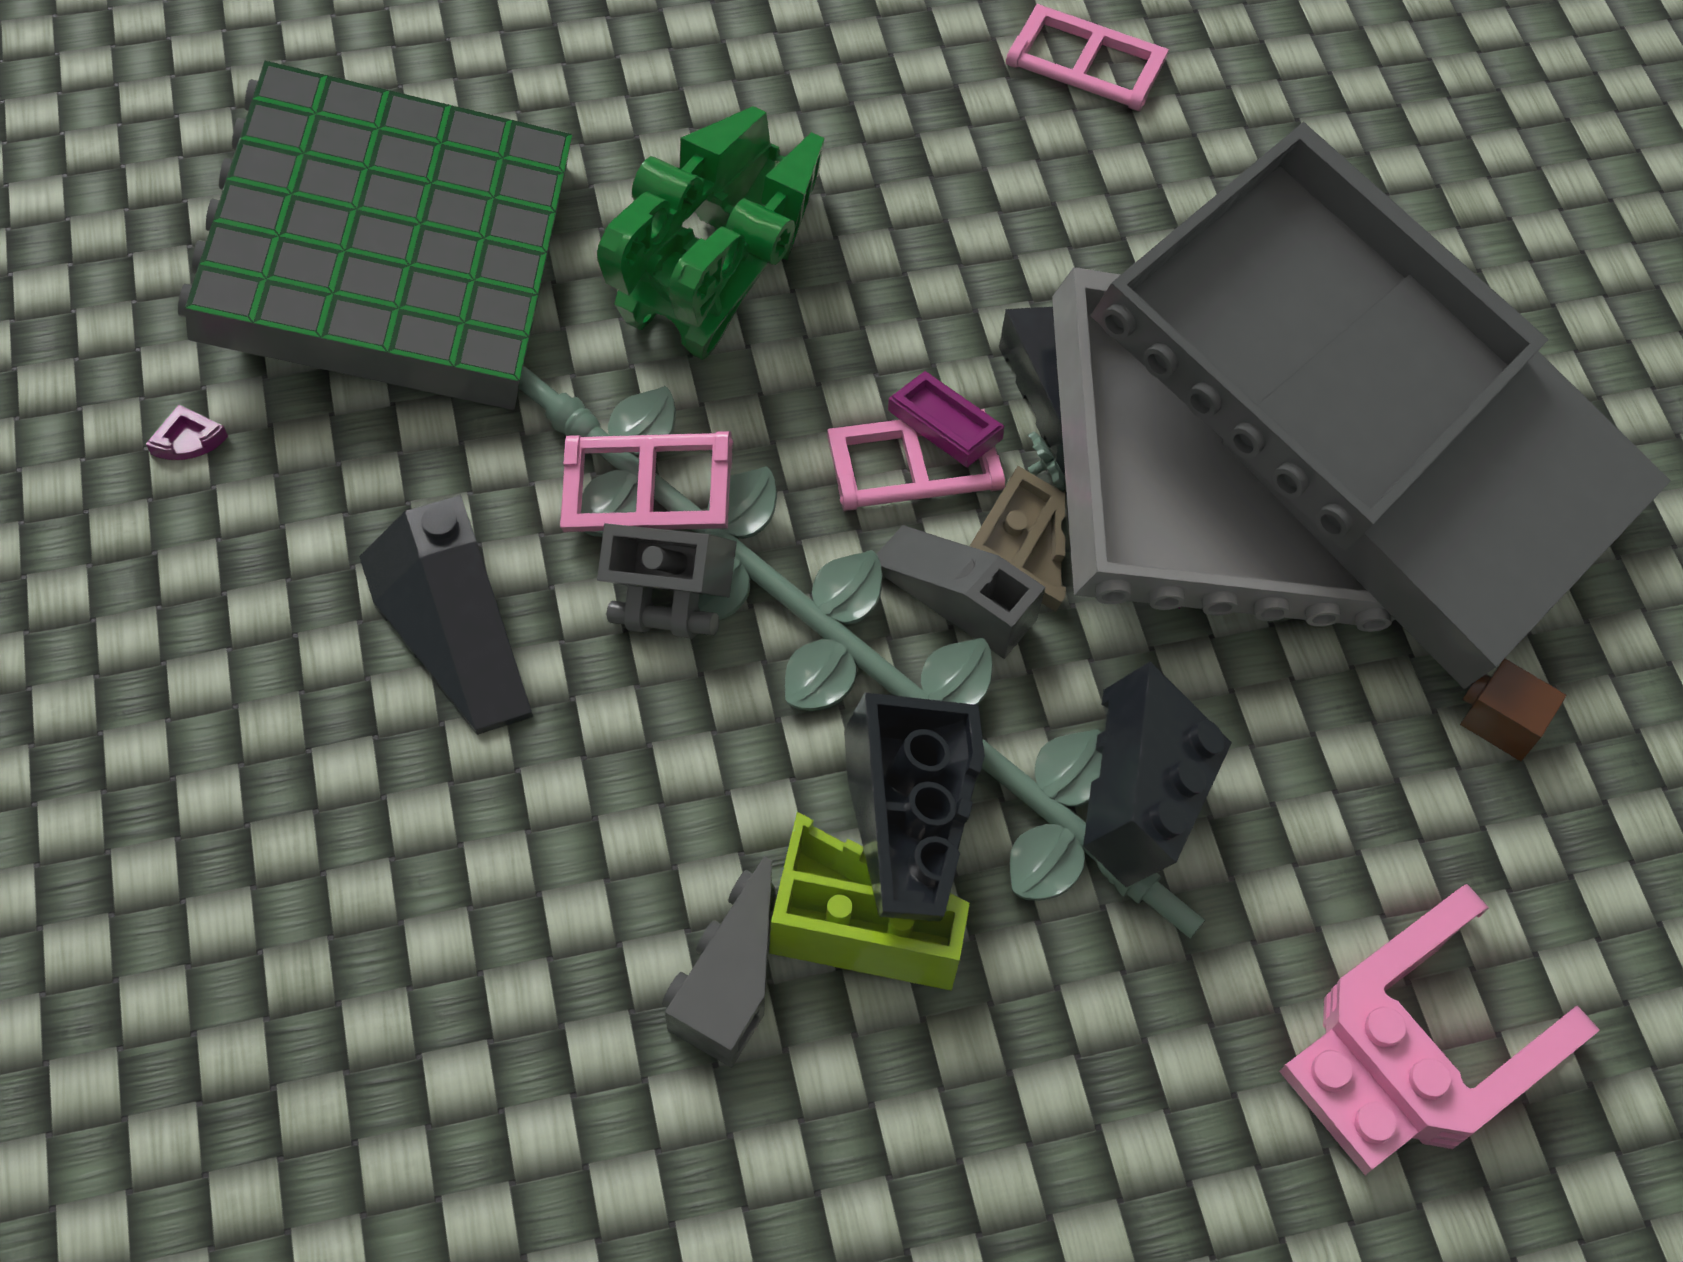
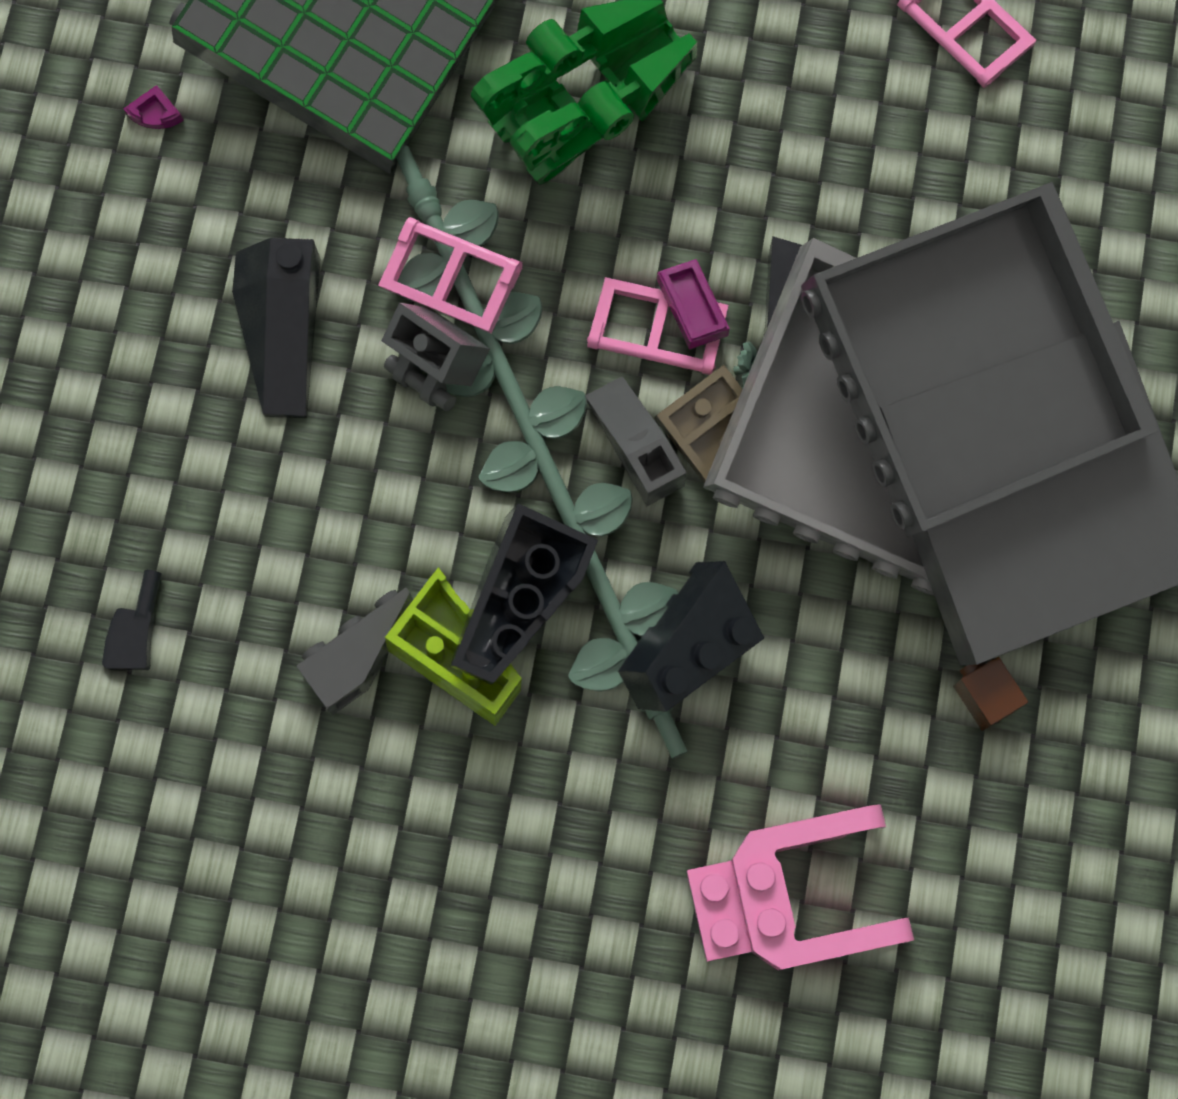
camera: 30 degrees right, 15 degrees up
(409, 1069) = (131, 630): none -> black piece

